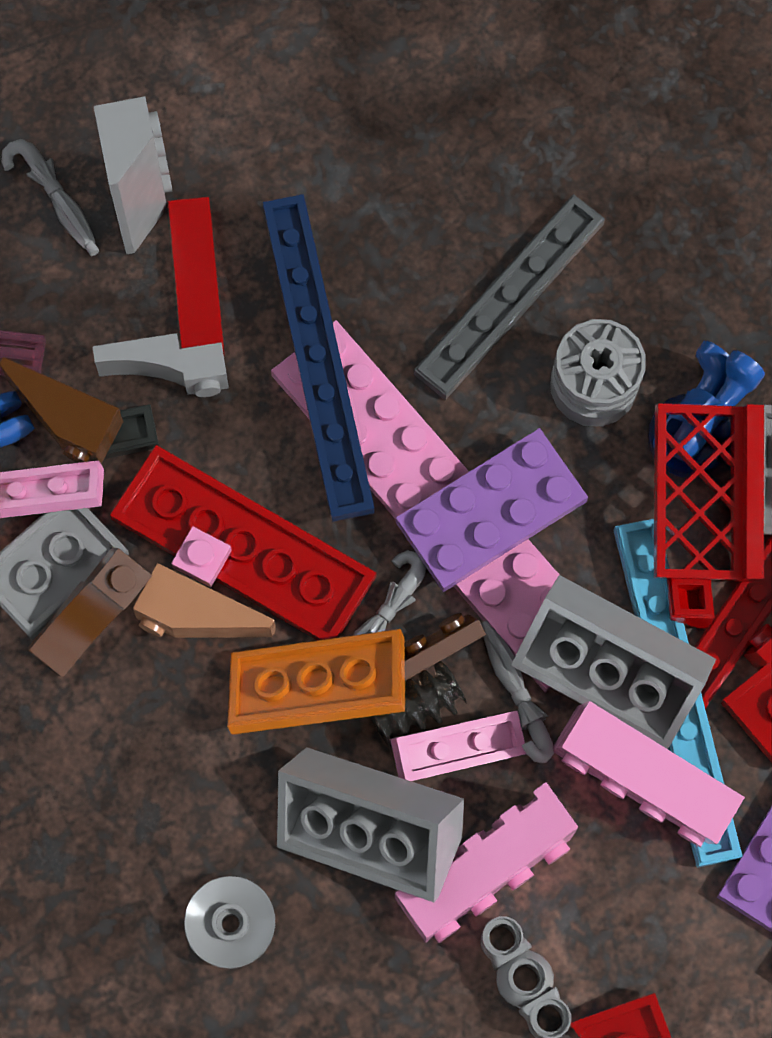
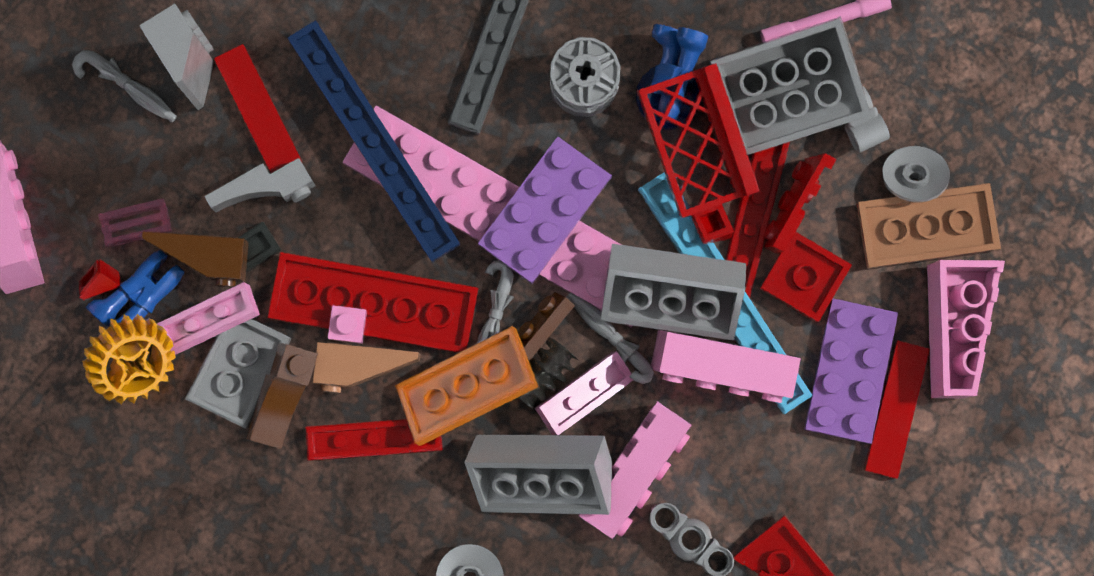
camera: 20 degrees left, 10 degrees up
(169, 706) = (364, 440): none -> red tile

